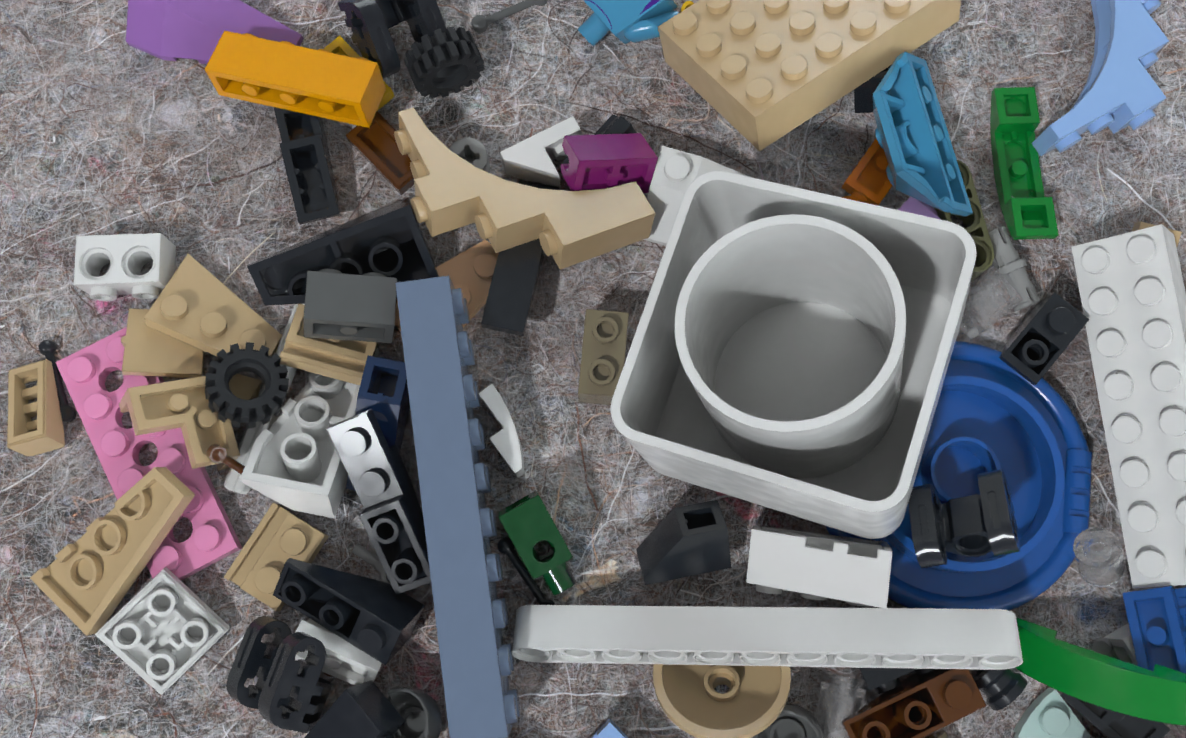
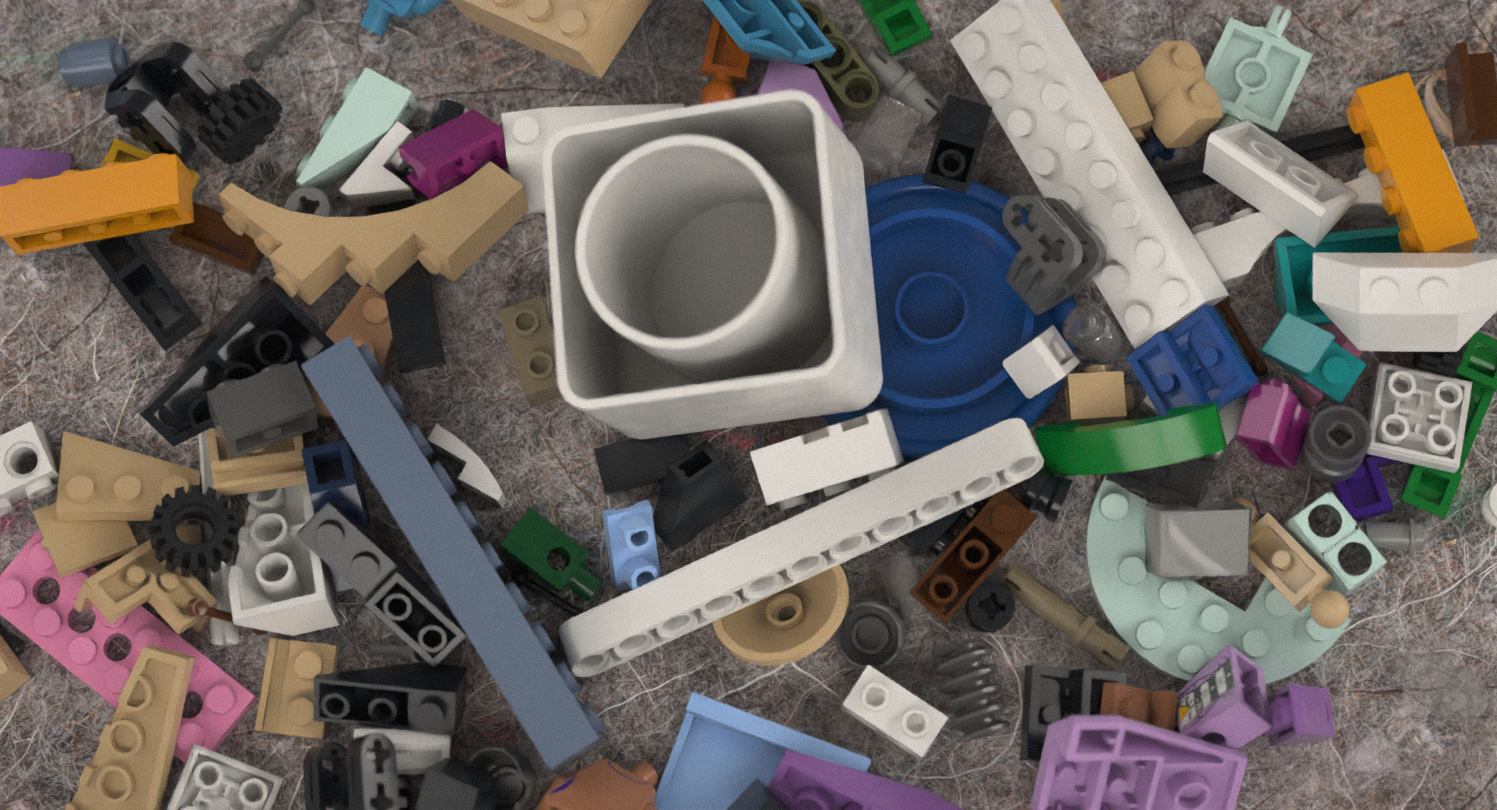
camera: 20 degrees left, 0 degrees up
(549, 101) = (368, 113): none -> light aqua slope
(612, 565) = (631, 546): none -> light blue hips
(650, 491) = (638, 461): none -> black tile
(964, 524) = (946, 361): black piece -> none
(1045, 568) = (1041, 362): none -> white slope
(1077, 614) = (1097, 396): none -> tan brick
(1085, 486) = (1051, 255): none -> dark grey piece

